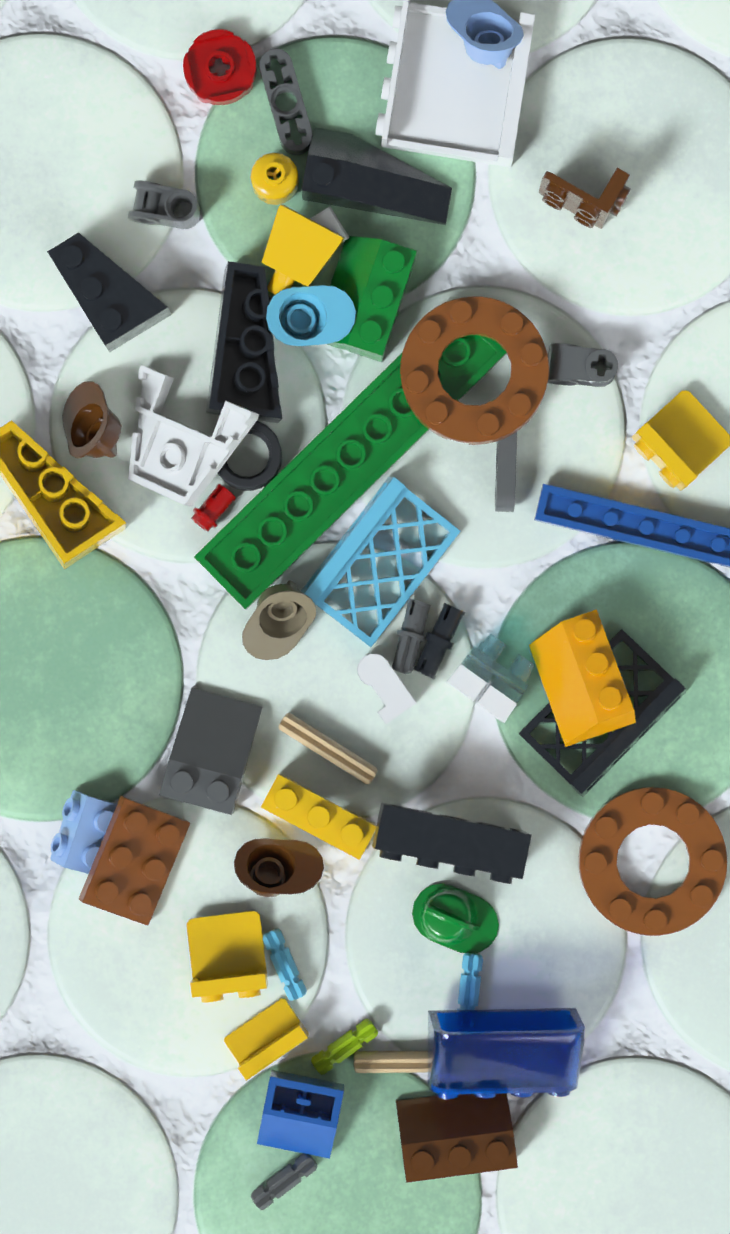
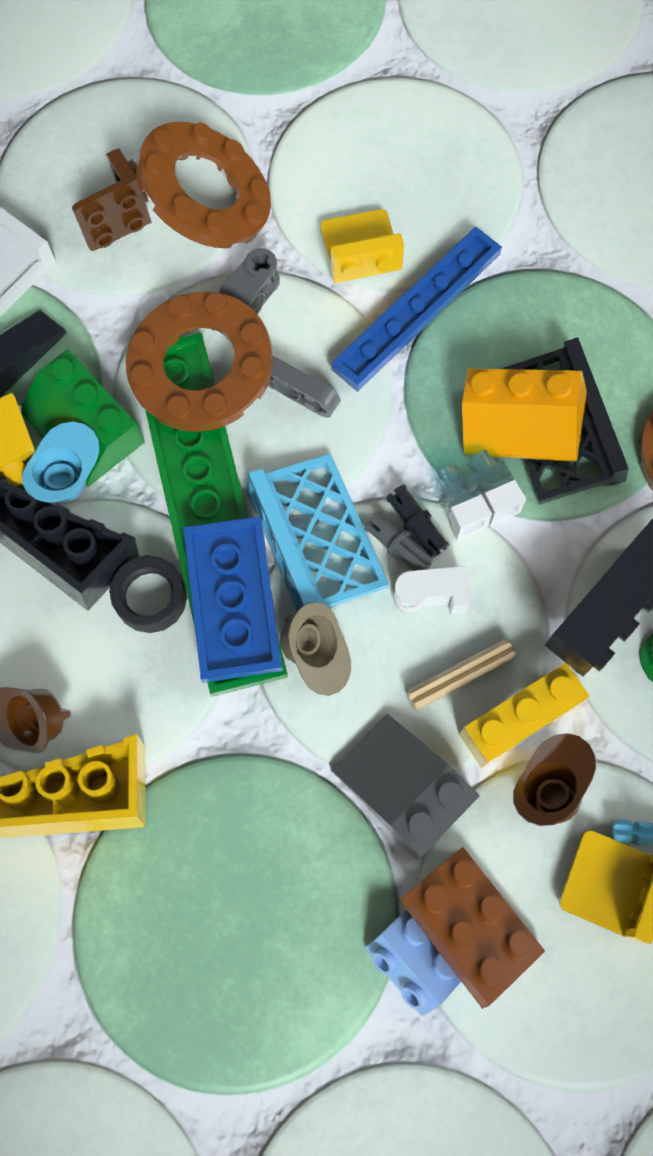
camera: 50 degrees left, 15 degrees down
(174, 456) = (109, 653): white wing -> none
(213, 508) = (177, 654): red pin -> none
(278, 529) = (232, 600): none -> blue plate
(603, 260) = (183, 214): none -> dark orange plate

